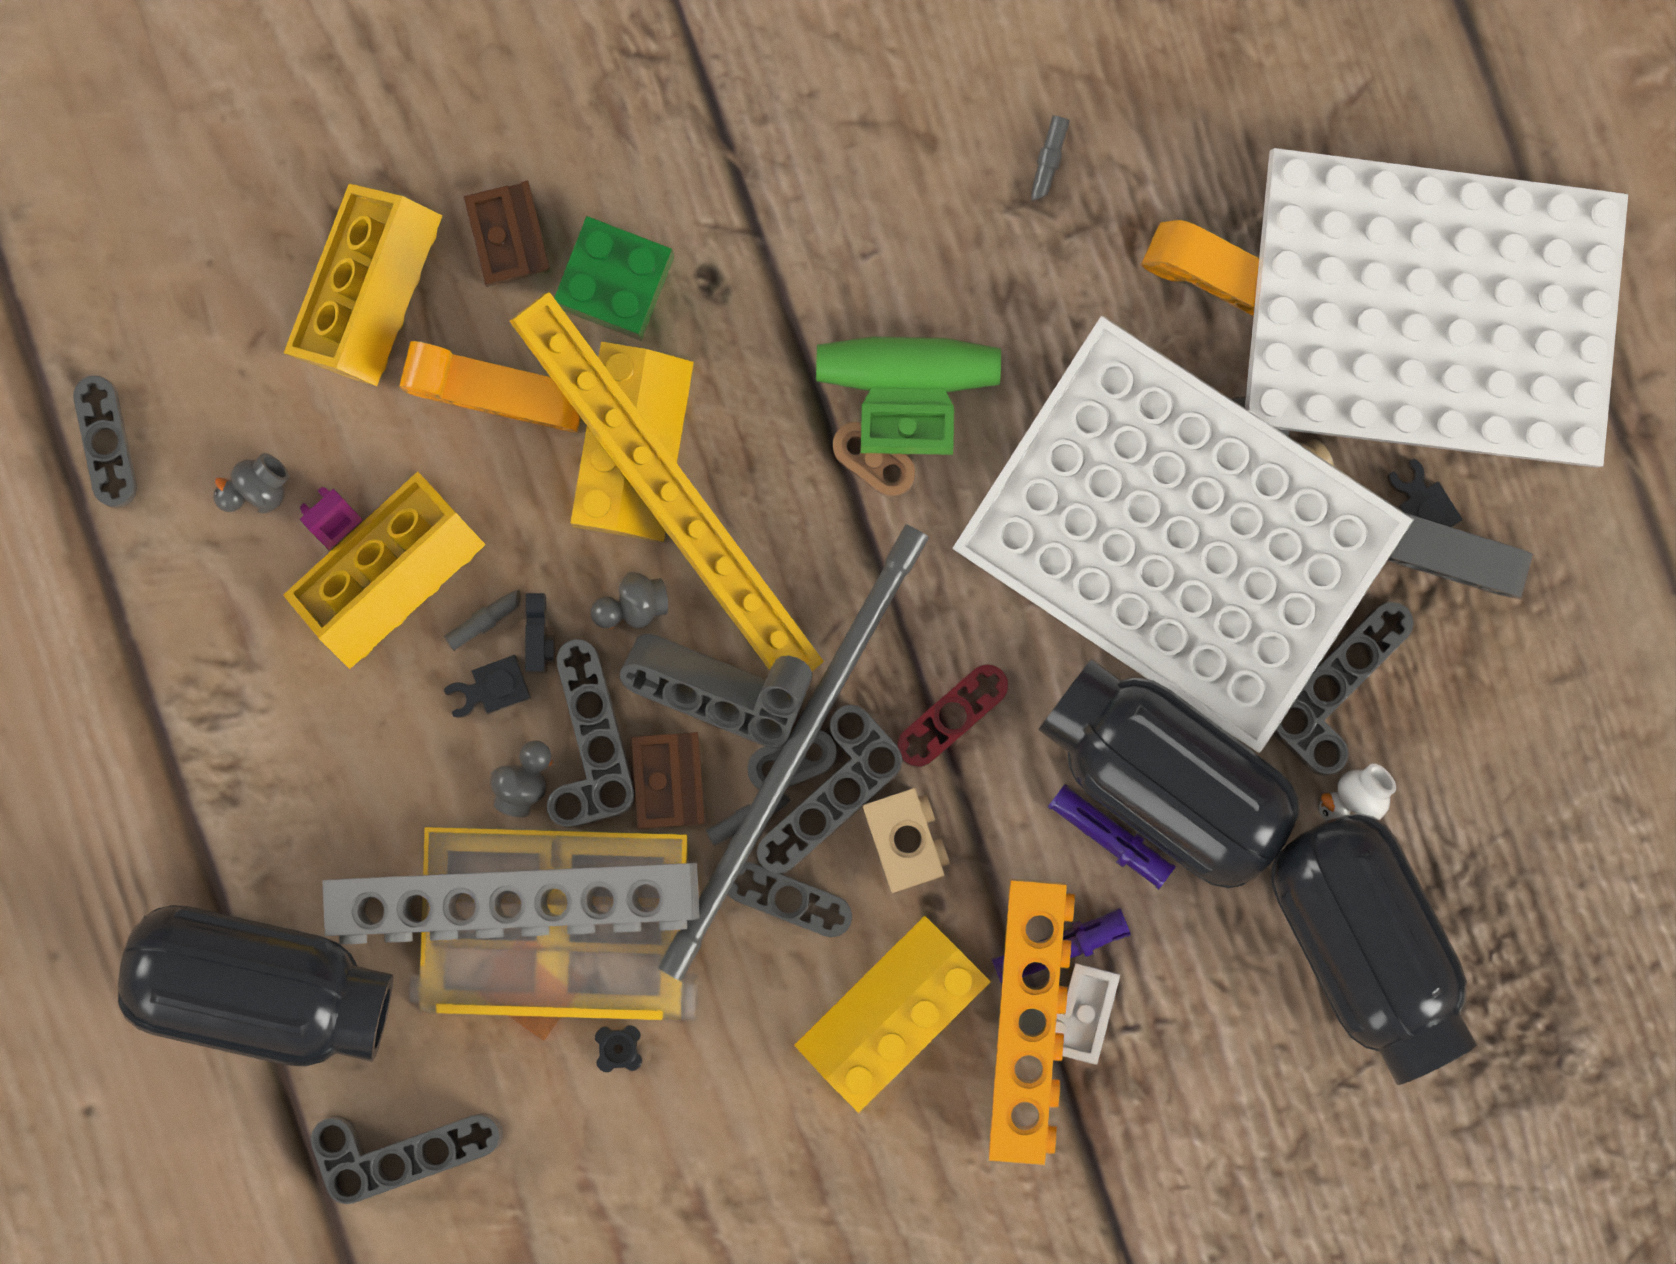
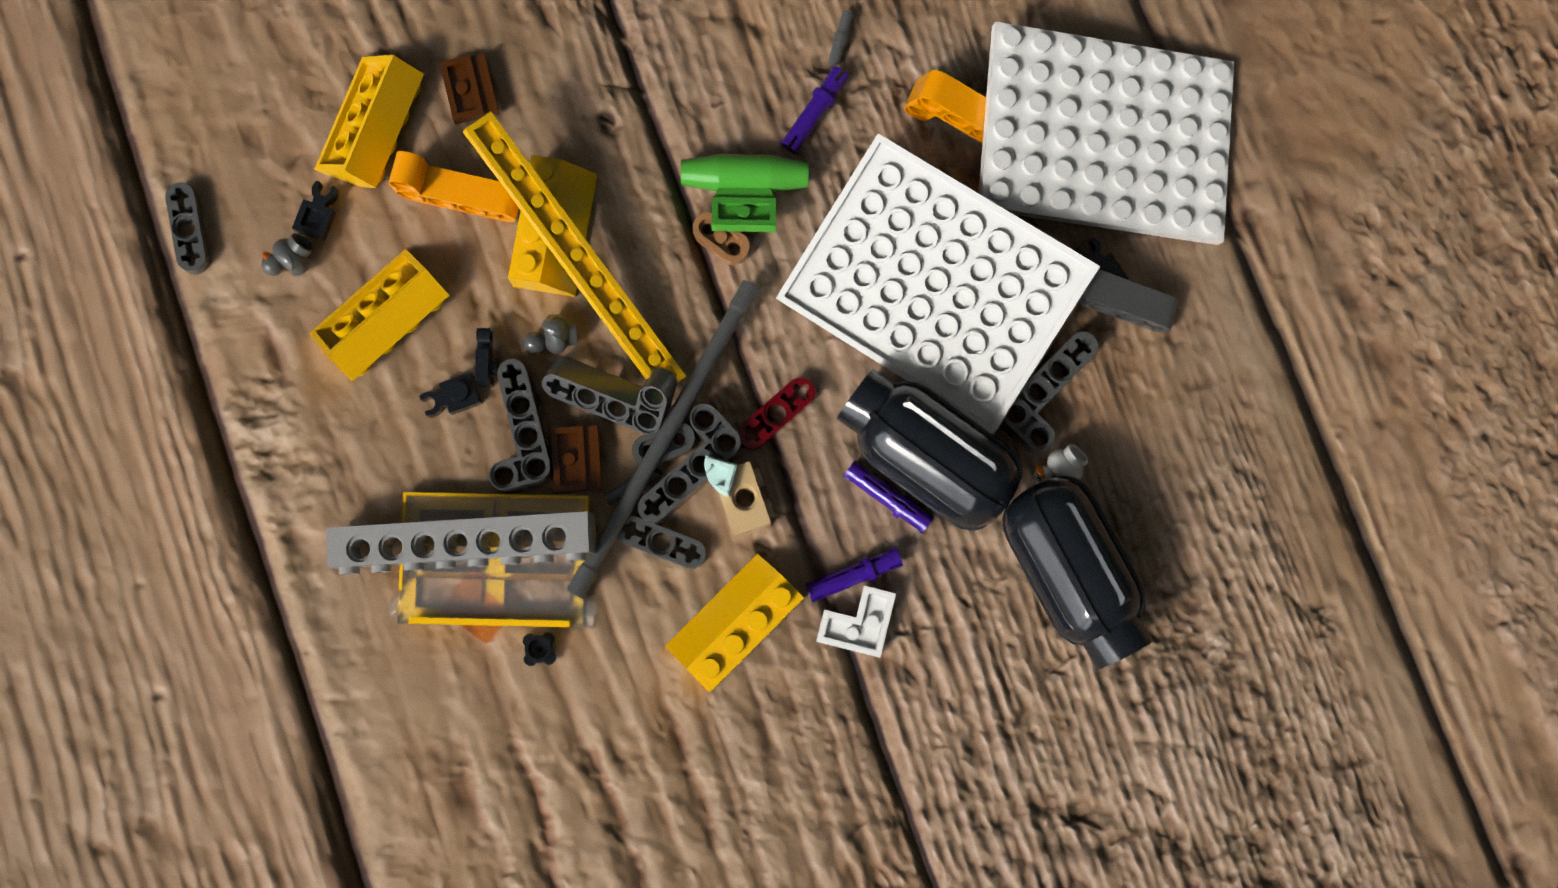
camera: 10 degrees left, 5 degrees down
(250, 988) = (271, 605): black piece -> none
(288, 426) = (316, 217): none -> black plate
(329, 518) = (342, 279): magenta tile -> none
(410, 1150) = (389, 724): dark grey beam -> none
(483, 620) = (448, 349): dark grey piece -> none
(522, 785) = (471, 463): dark grey animal -> none
(614, 278) = (542, 115): green brick -> none
(873, 807) = (720, 474): none -> light aqua tile
(1007, 1139) = (816, 711): light orange brick -> none
(1021, 251) = (822, 99): none -> dark purple pin

